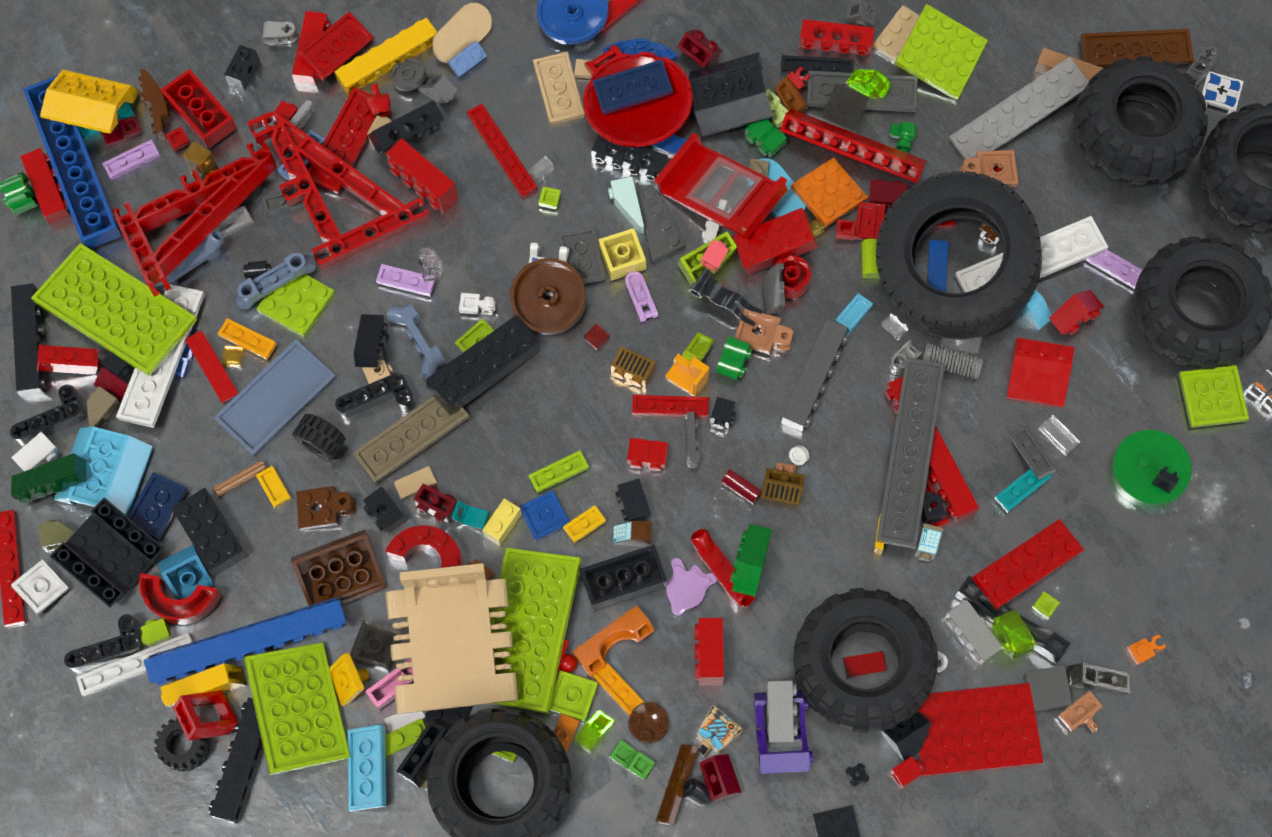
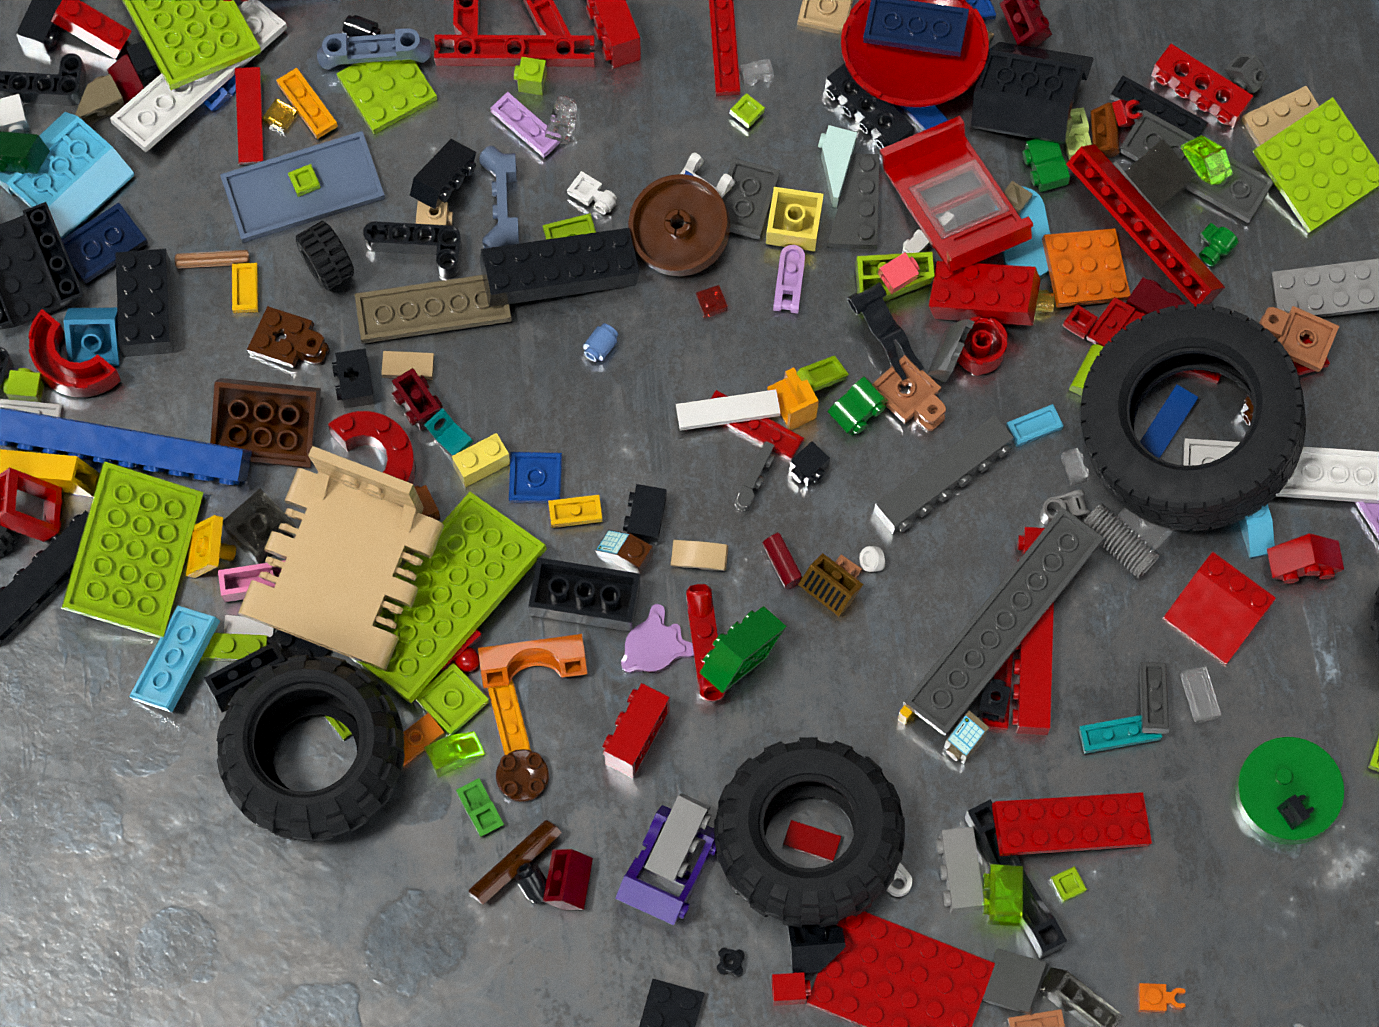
camera: 25 degrees right, 0 degrees up
(274, 392) = (304, 180): none -> lime tile
(391, 245) = (531, 75): none -> lime brick
(538, 401) = (600, 342): none -> medium blue brick
(558, 471) = (579, 435): lime plate -> none
(632, 367) = (733, 357): pearl gold brick -> none
(647, 454) = (694, 467): red brick -> none
(649, 404) = (727, 410): none -> white tile
(684, 511) = (699, 555): none -> tan slope
(717, 732) = (593, 827): torso -> none

